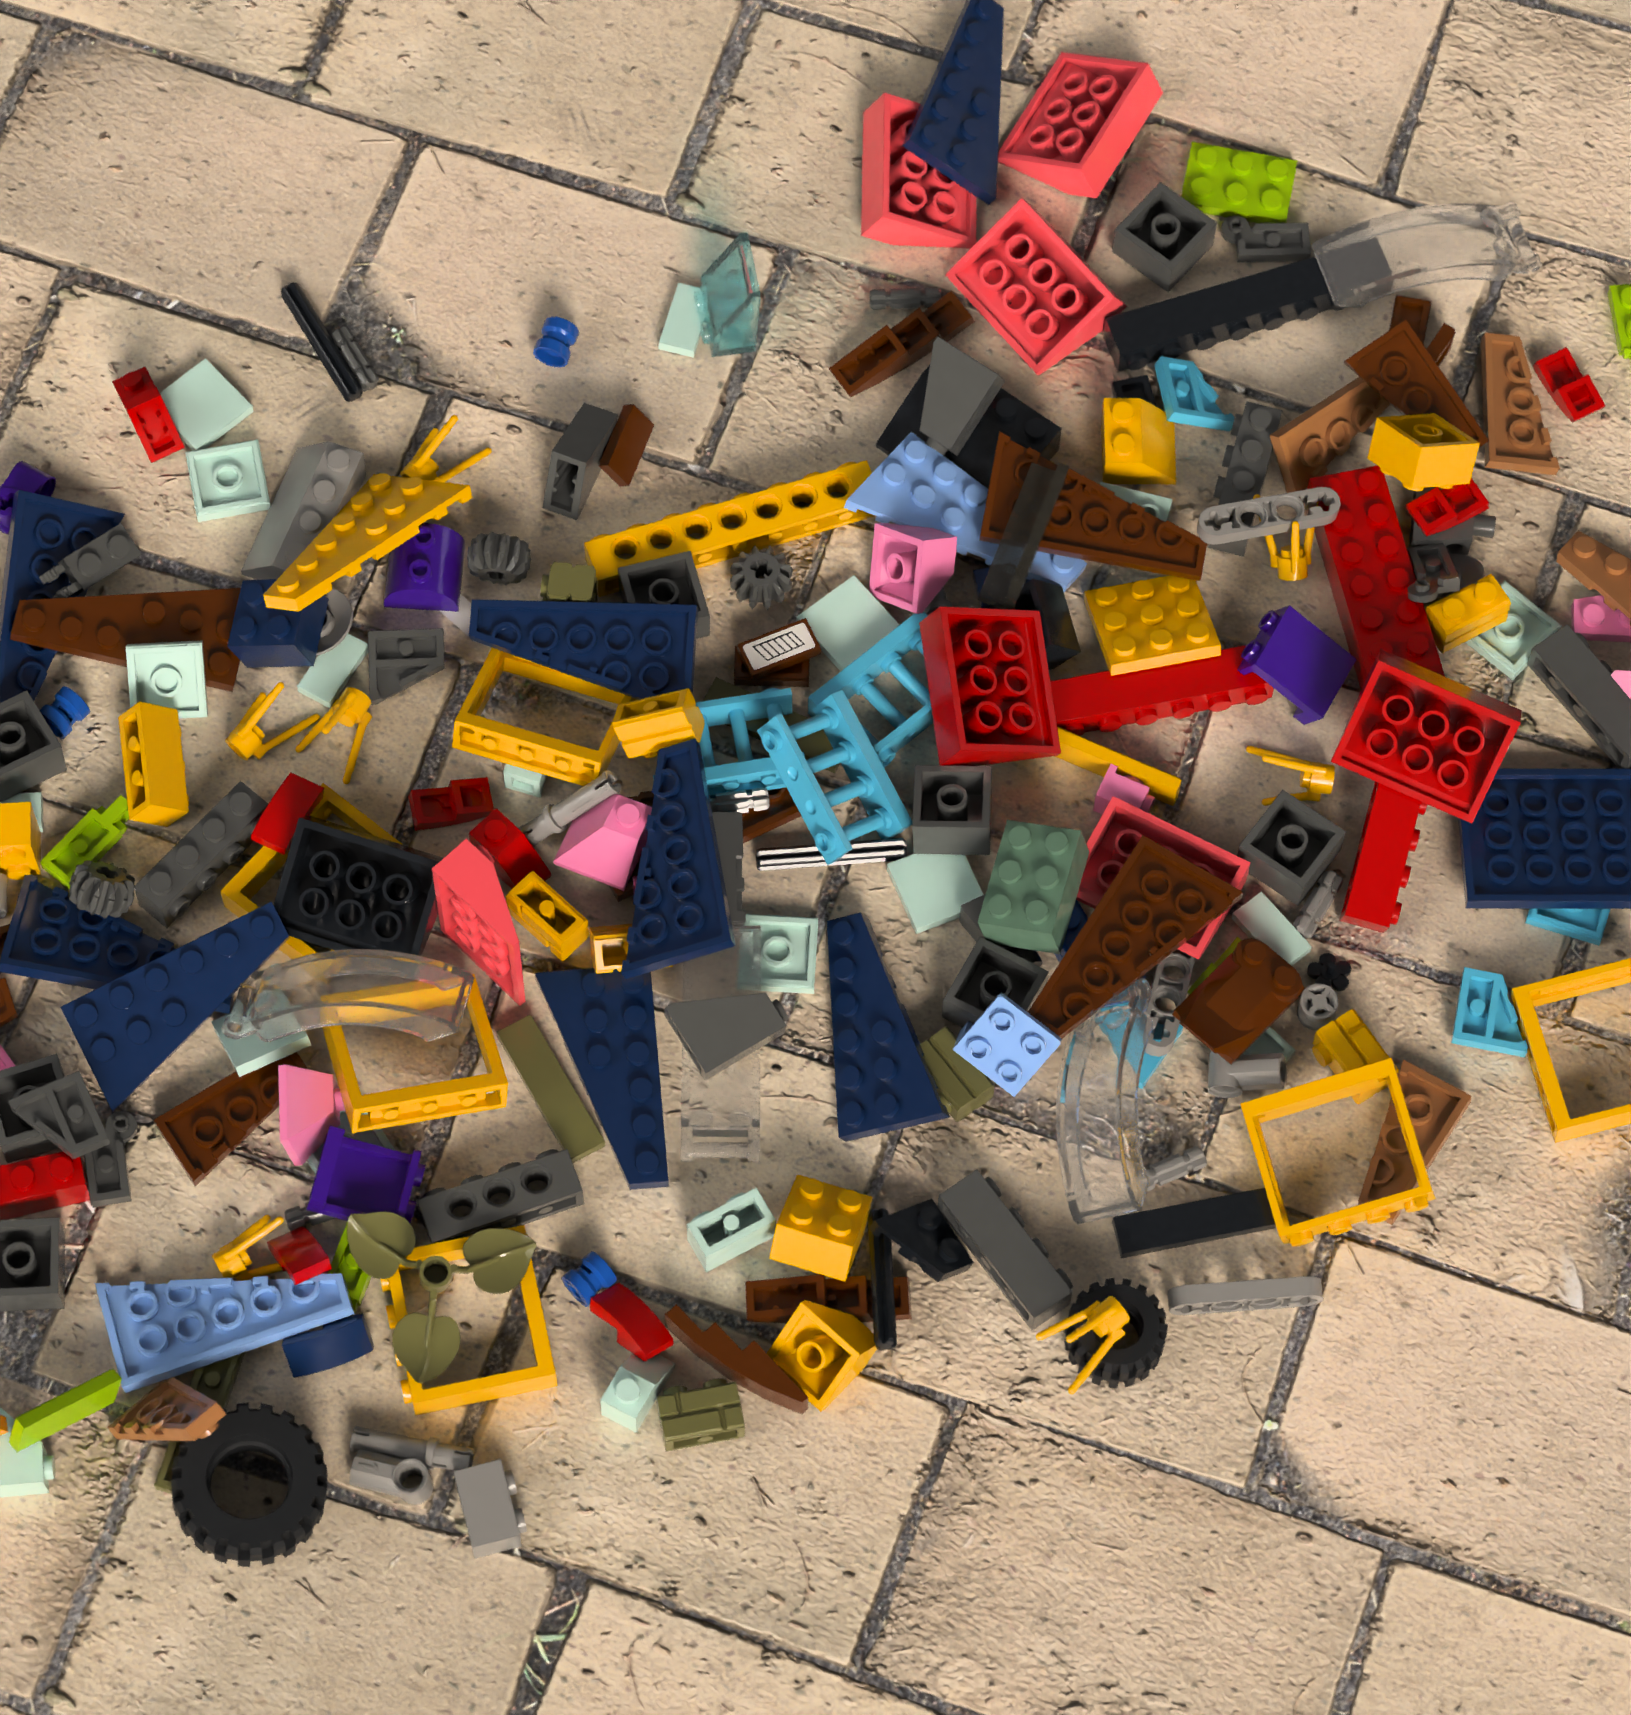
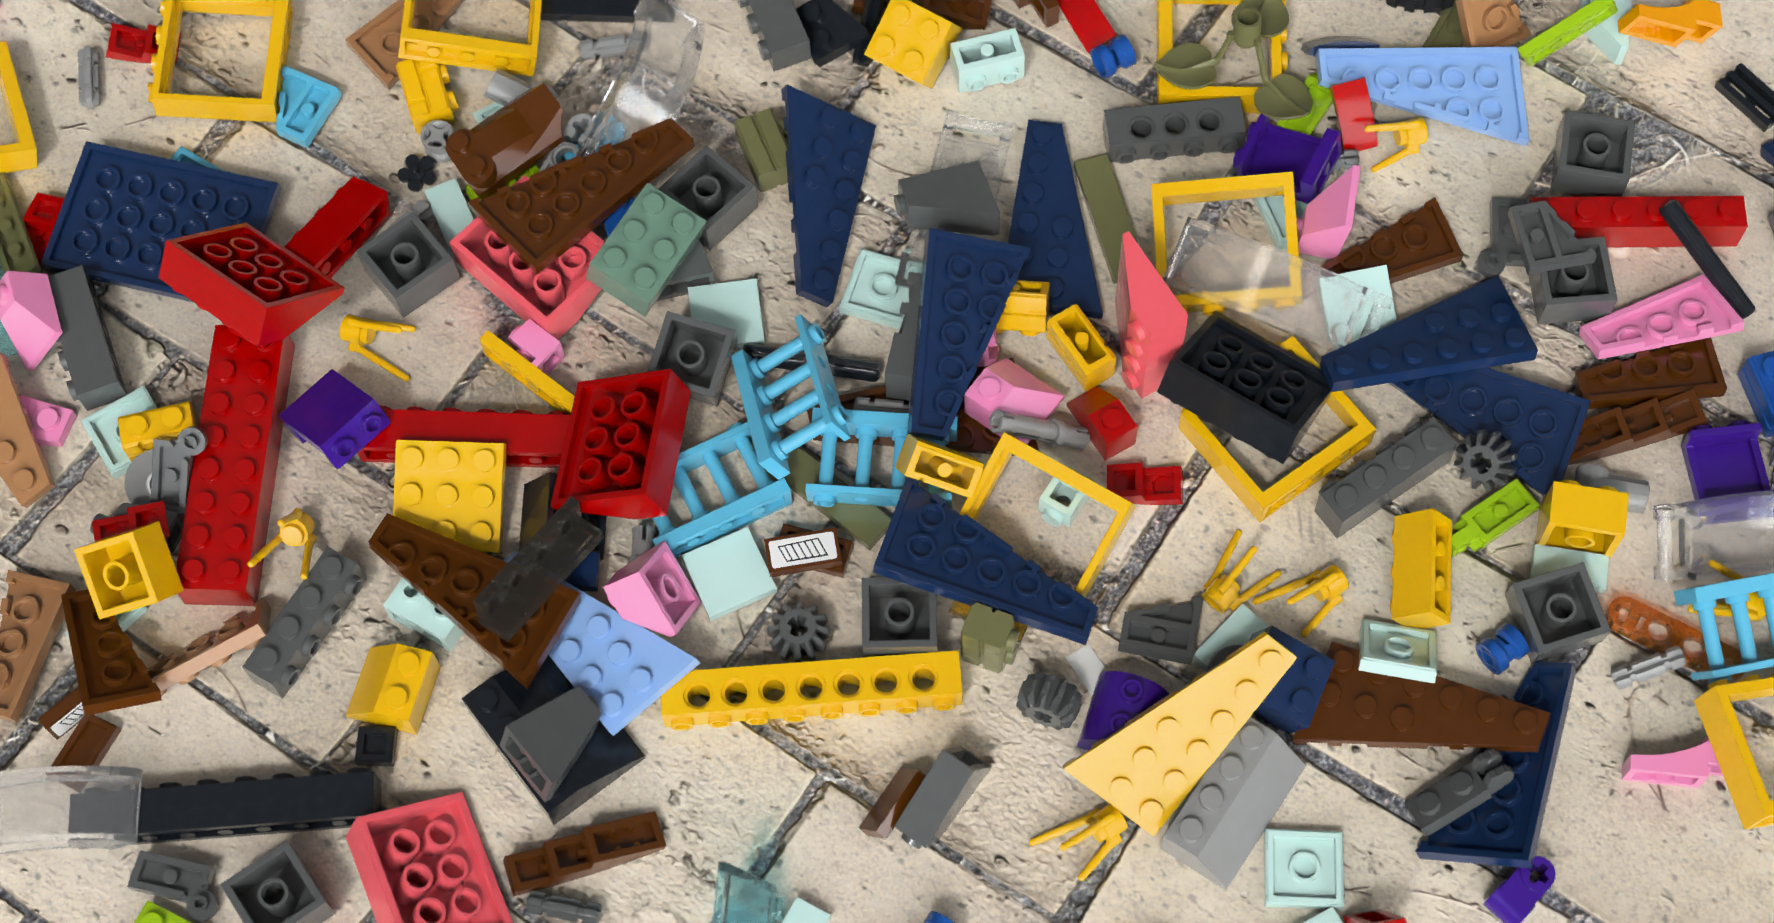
camera: 160 degrees left, 0 degrees up
(292, 800) = (1303, 475): red slope -> none
(1006, 1044) = (720, 134): light blue bracket -> none
(1188, 396) = (323, 725): medium azure wing -> none
(1266, 509) = (300, 551): light grey beam -> none

